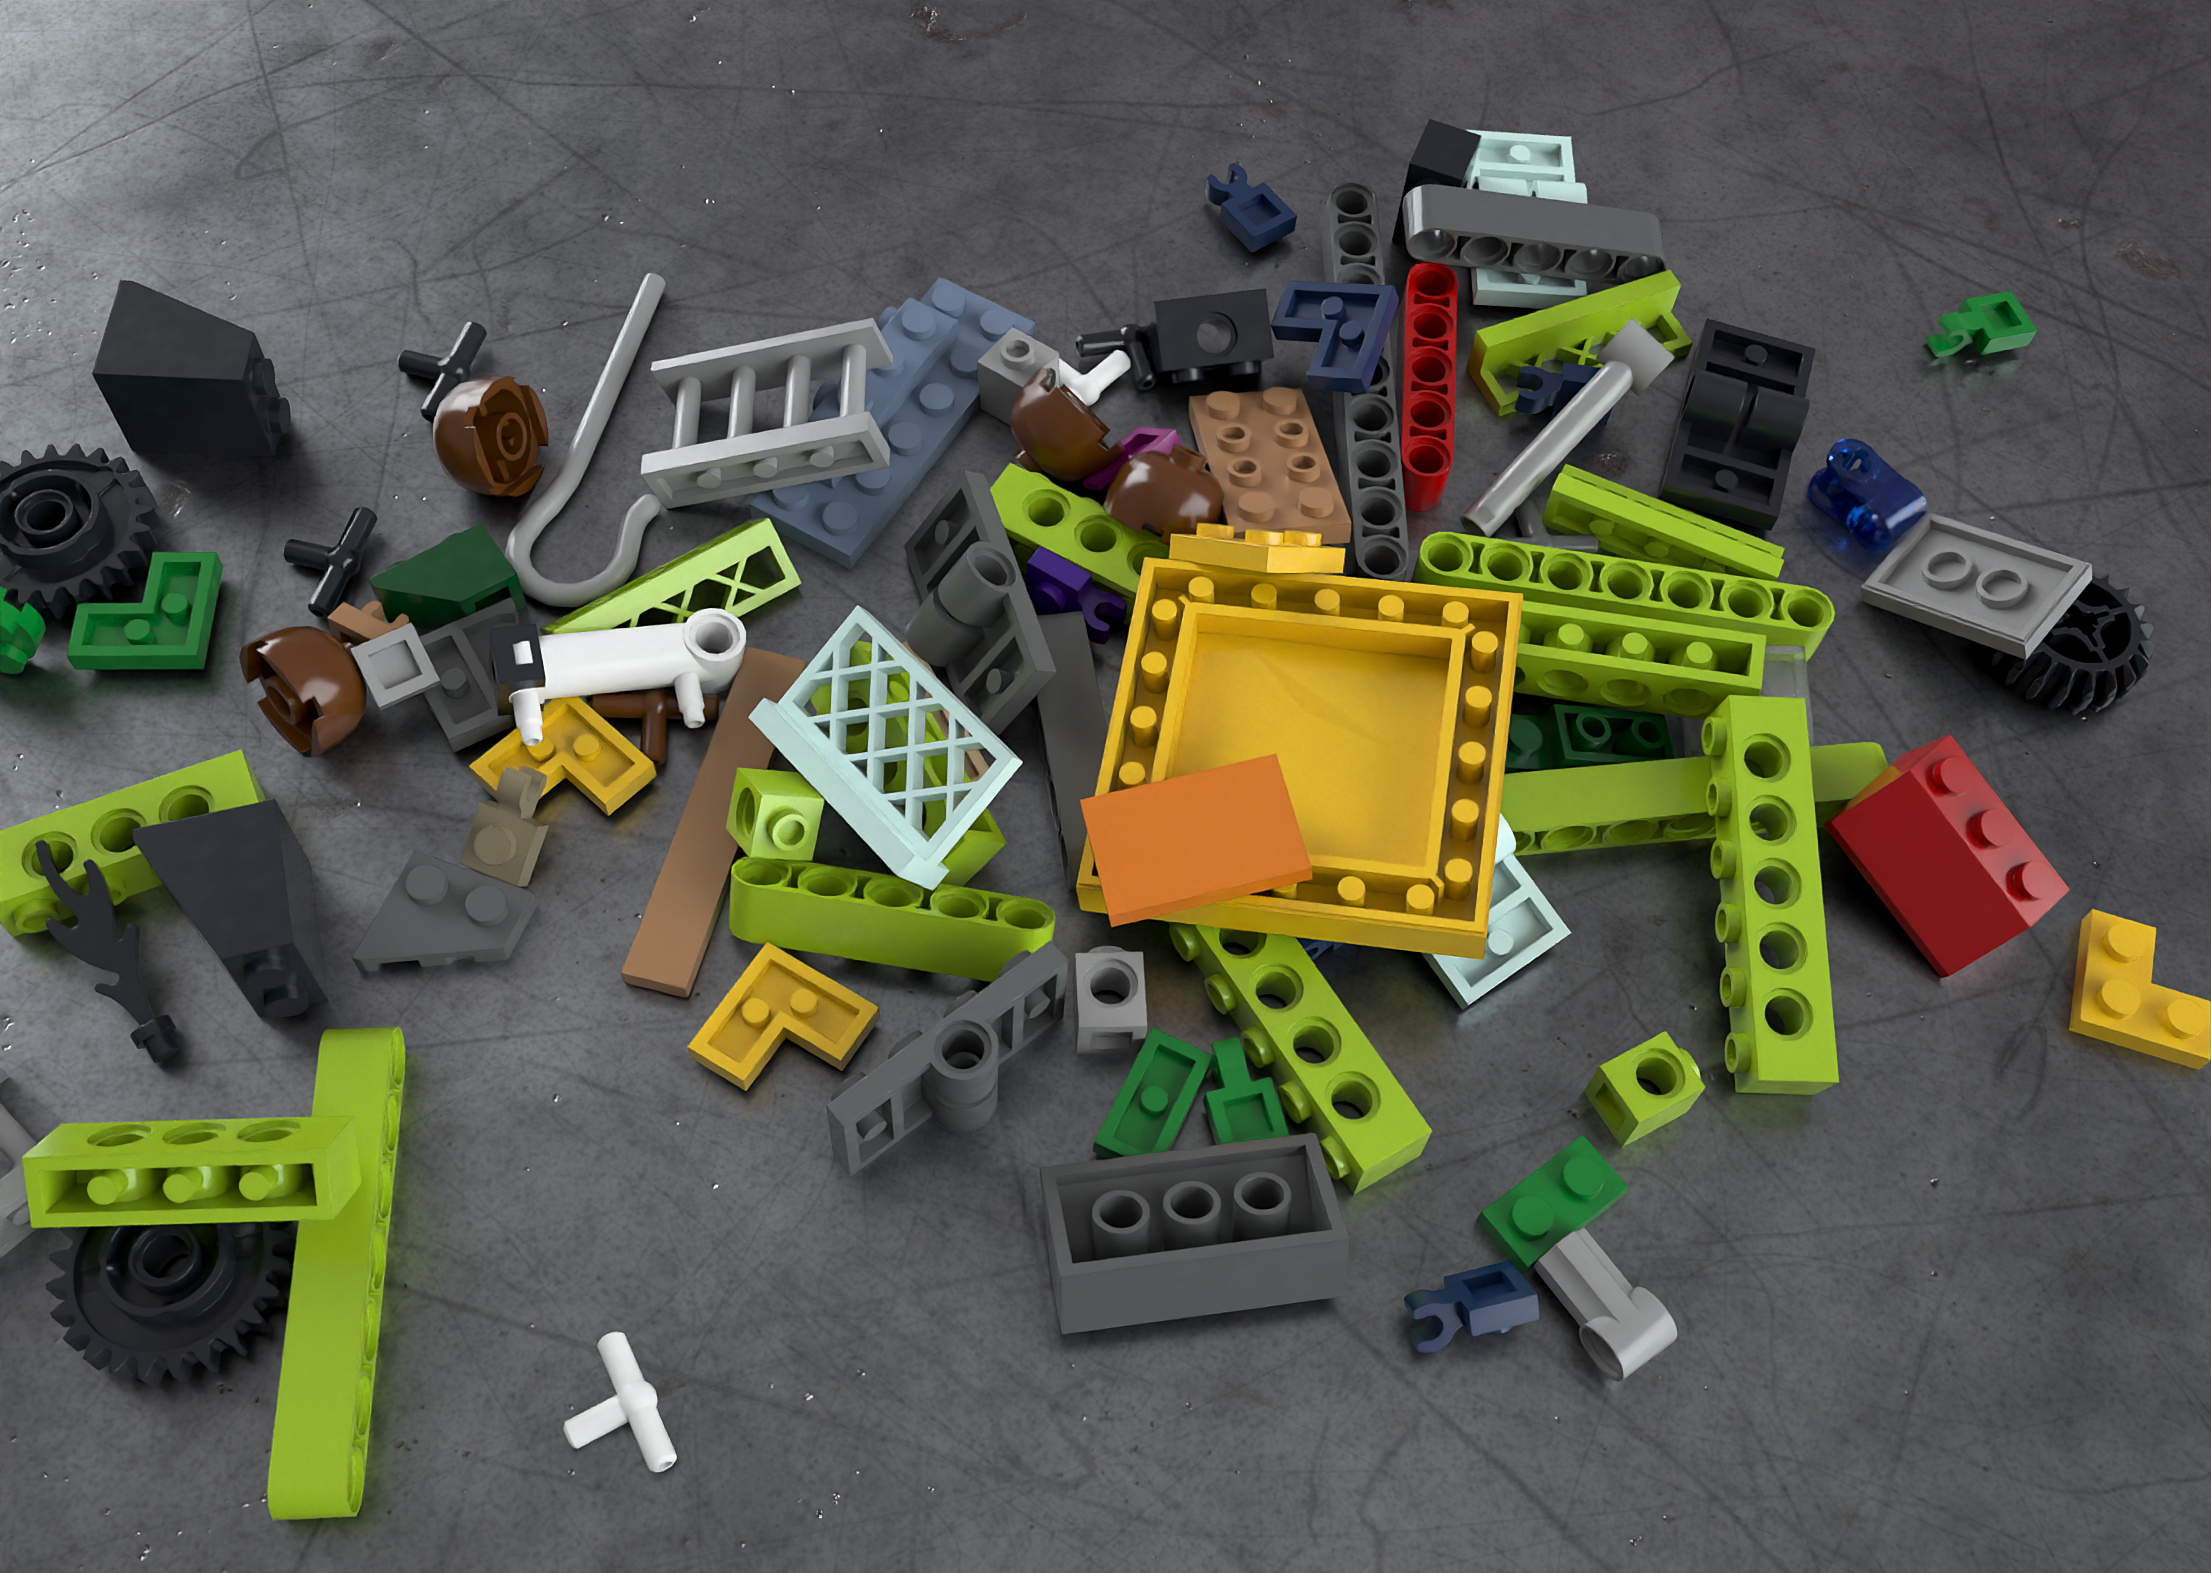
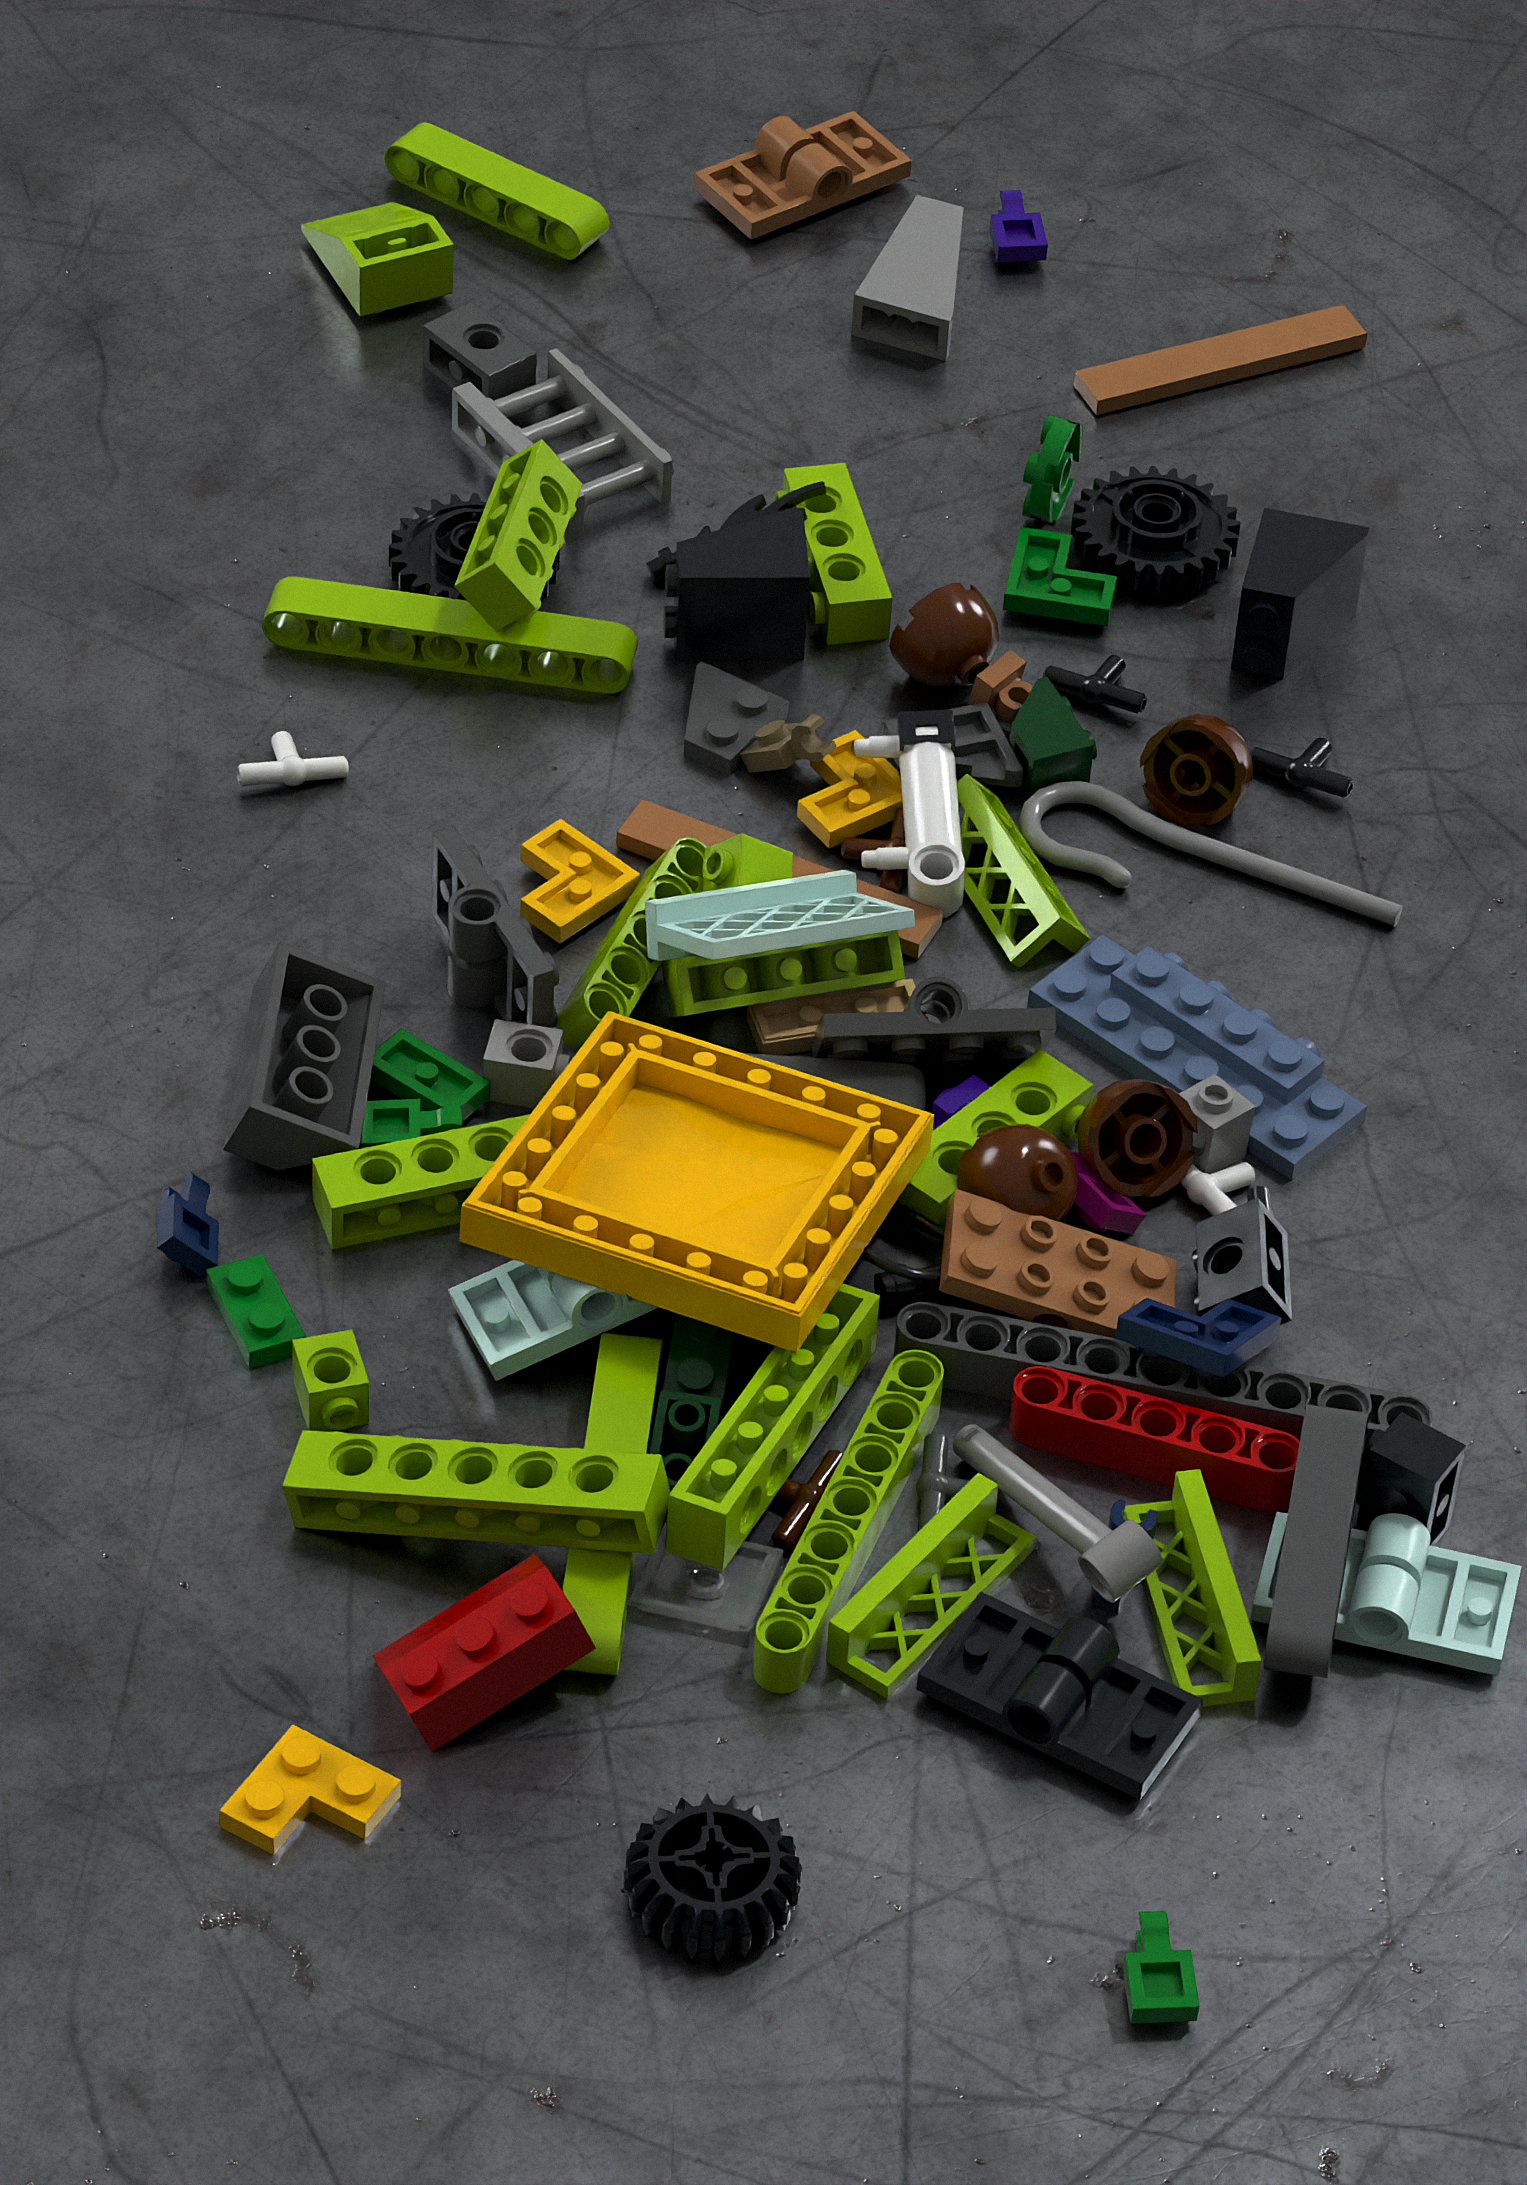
camera: 105 degrees right, 15 degrees down
(395, 666) = (950, 681): light grey plate -> none
(775, 457) = (1136, 908): light grey fence -> none
(1195, 840) = (618, 1066): orange tile -> none
(1250, 213) = (1426, 1366): dark blue plate -> none
(1258, 551) = (904, 1175): yellow plate -> none
(1617, 1322) = (139, 1310): light grey piece -> none
(1867, 501) = (927, 1772): clear blue piece -> none
(1977, 584) = (784, 1790): light grey tile -> none

